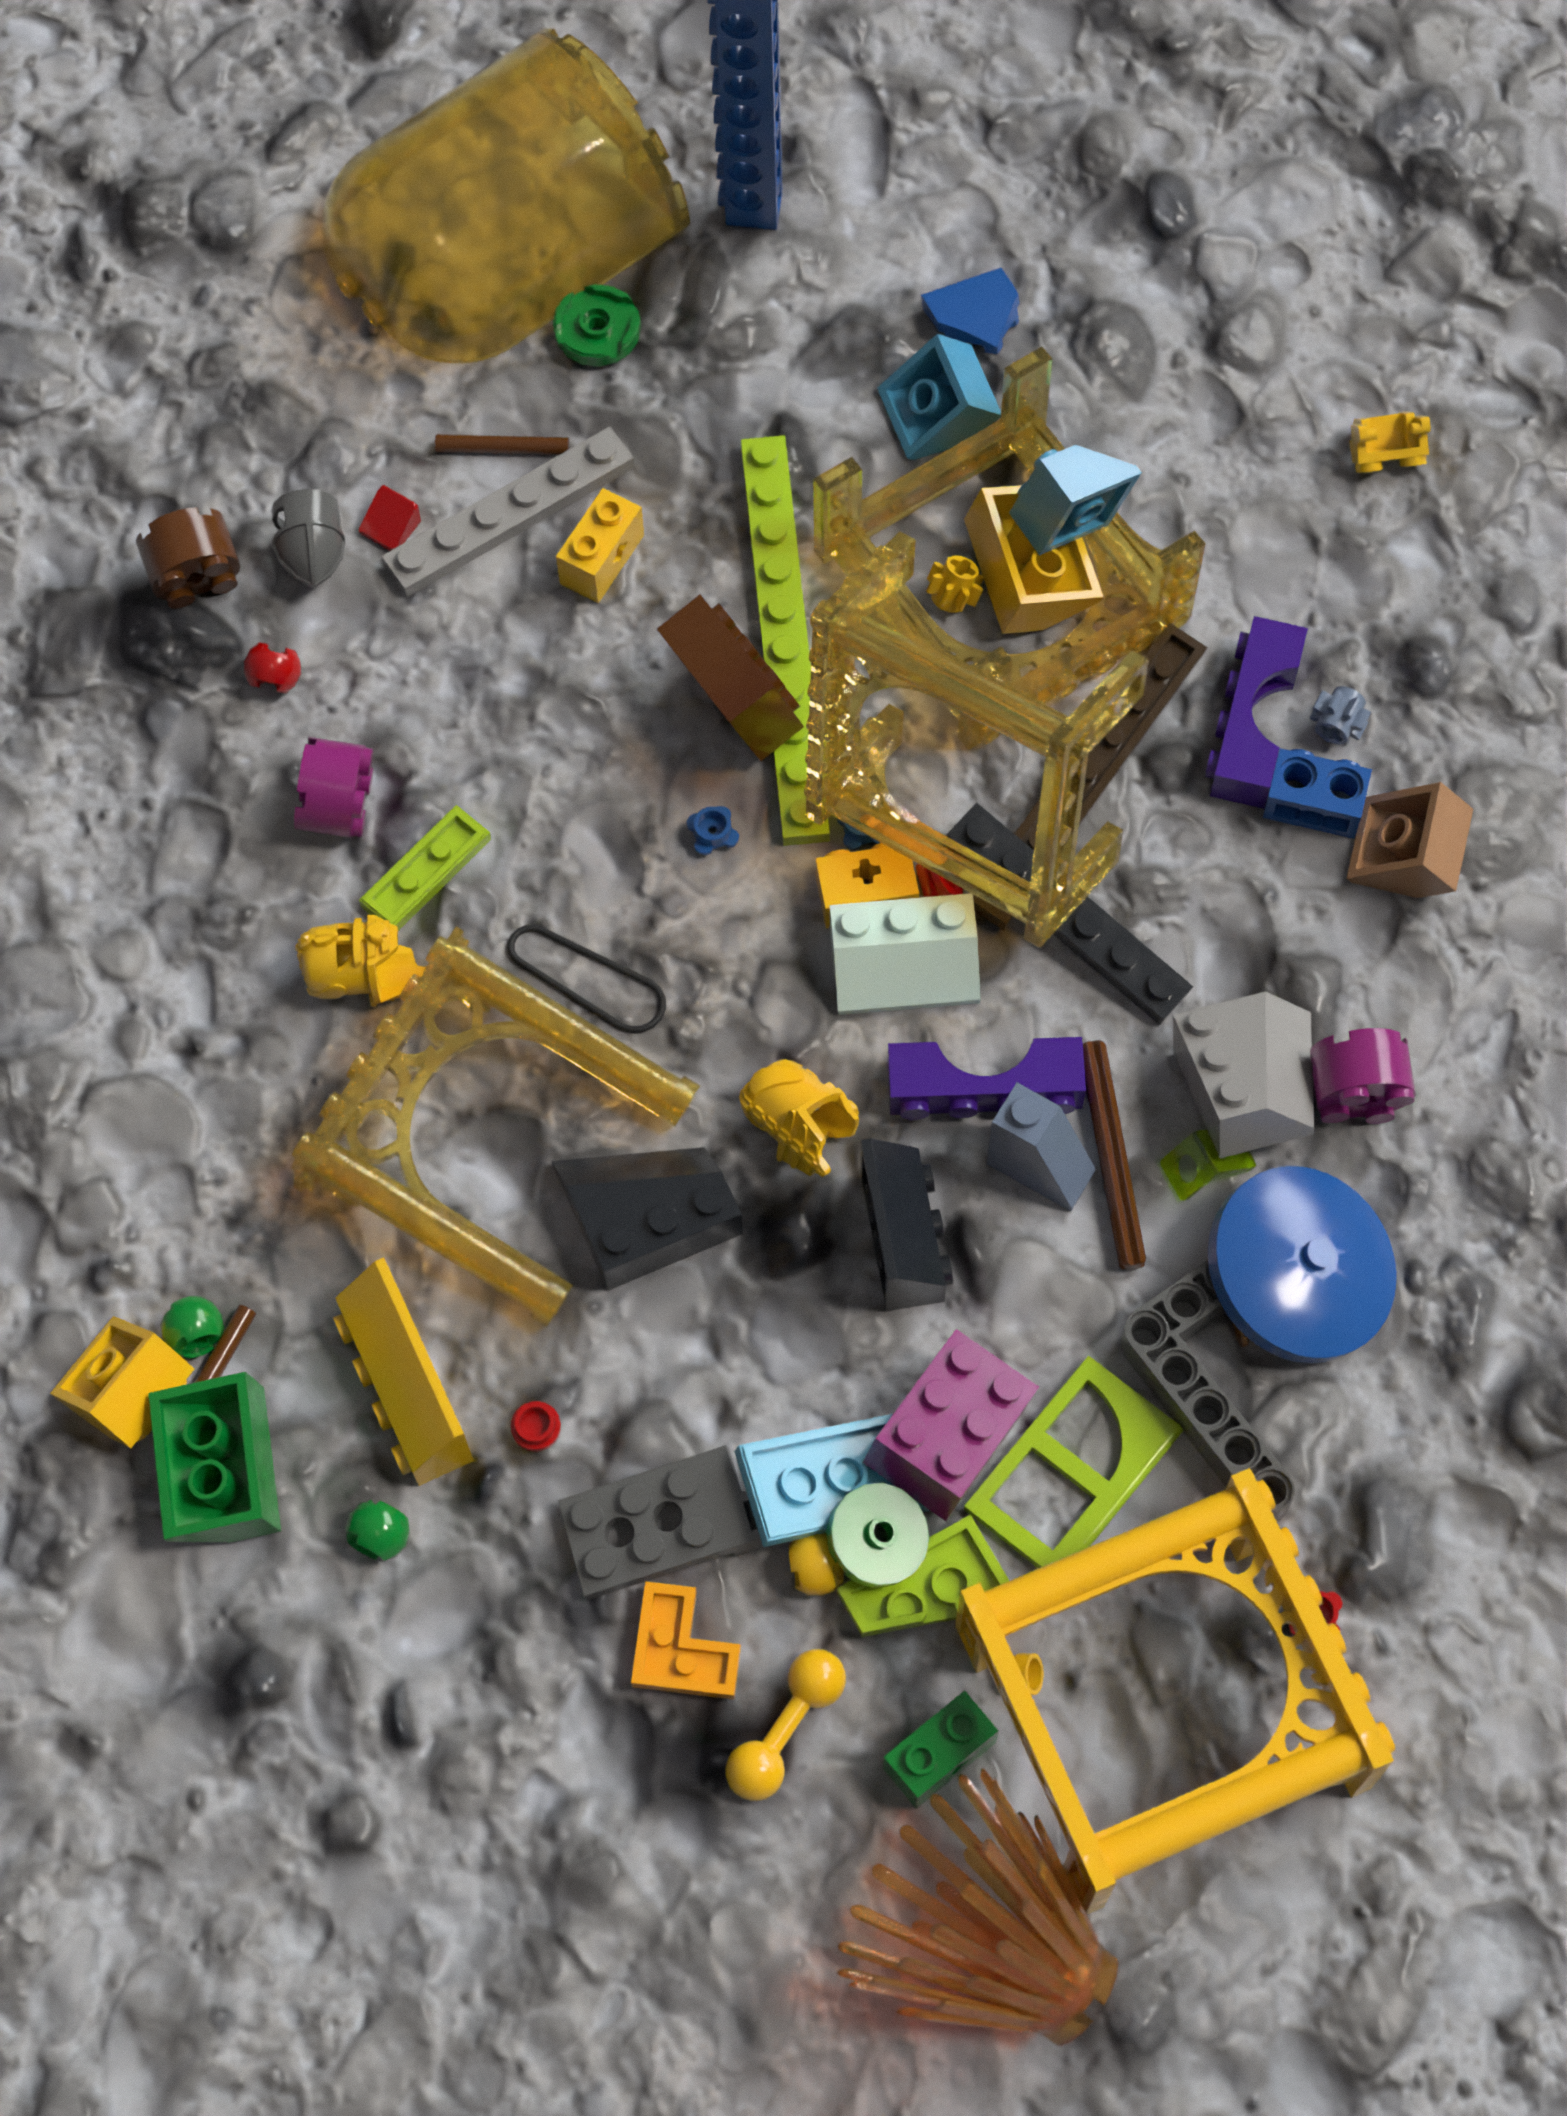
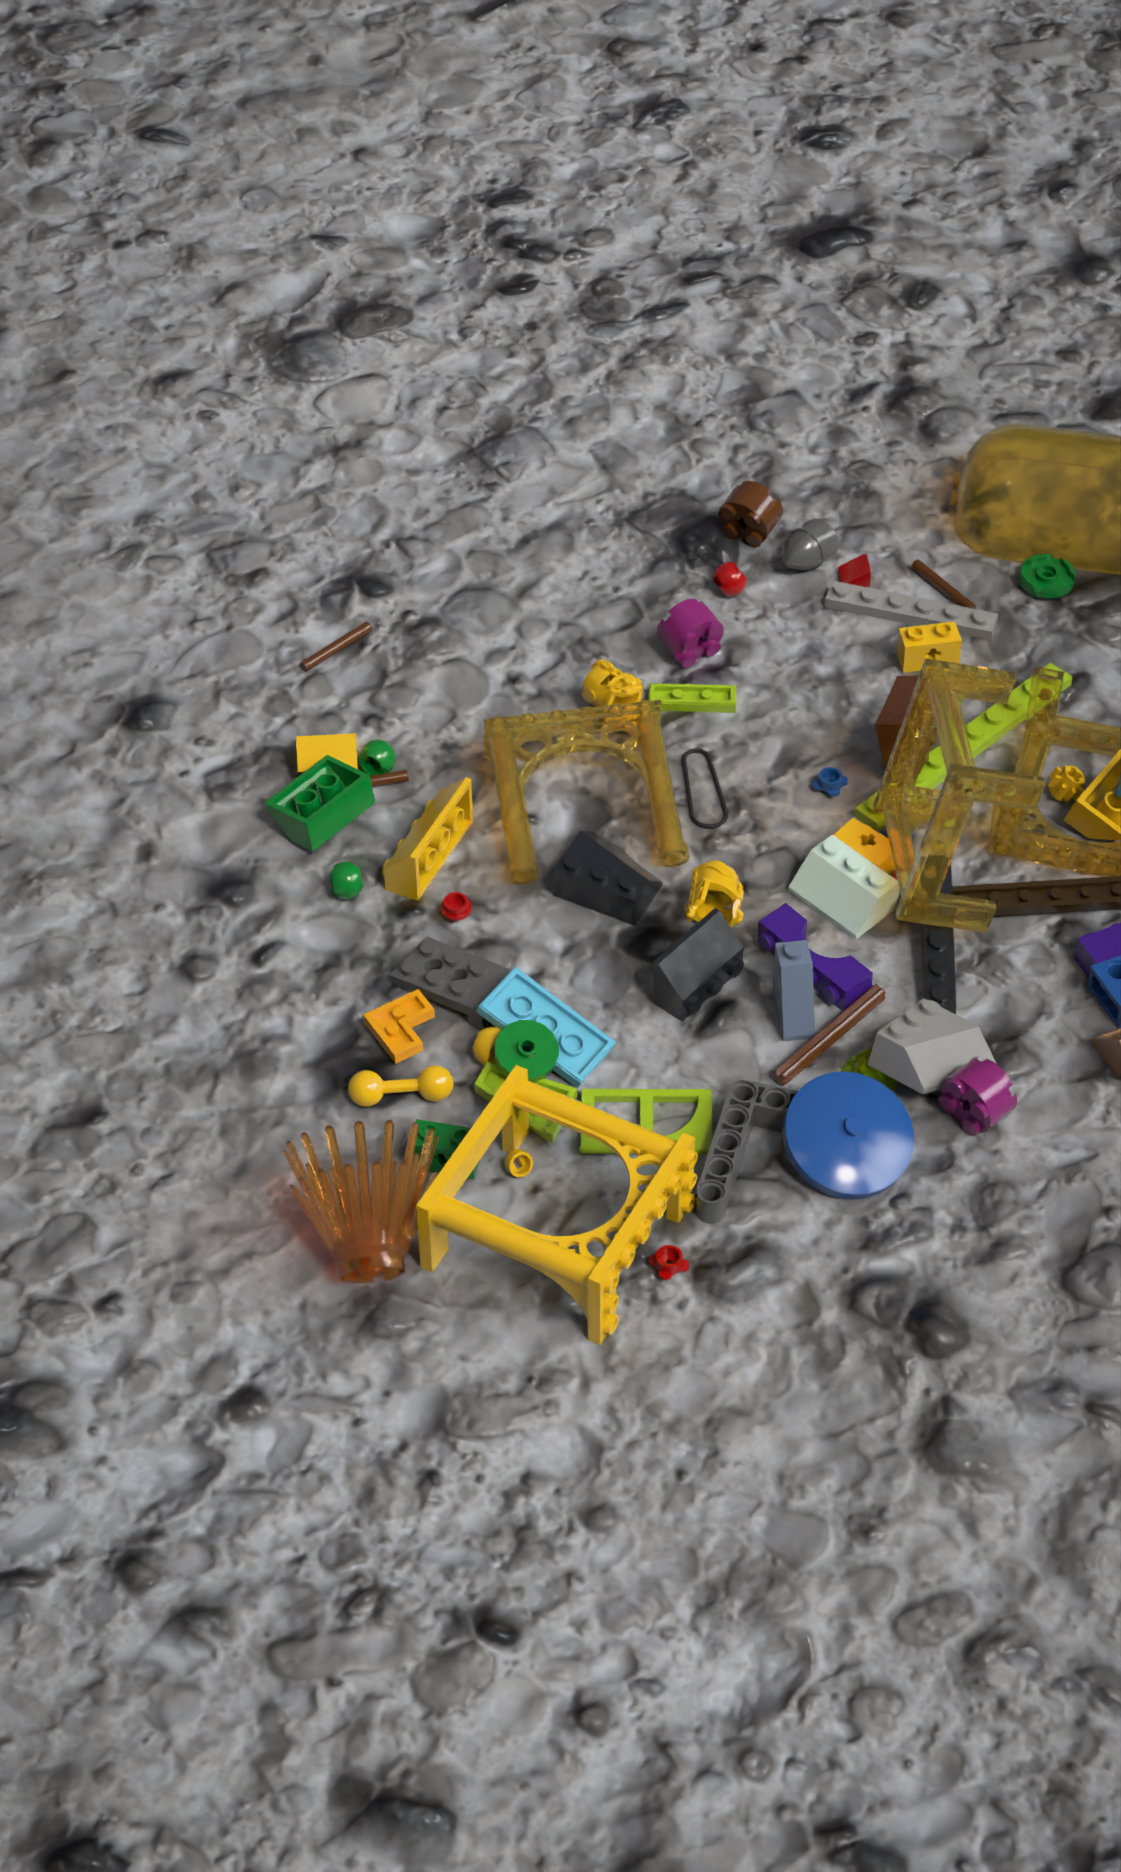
camera: 50 degrees right, 20 degrees down
(950, 1424) = (612, 1045): magenta brick -> none

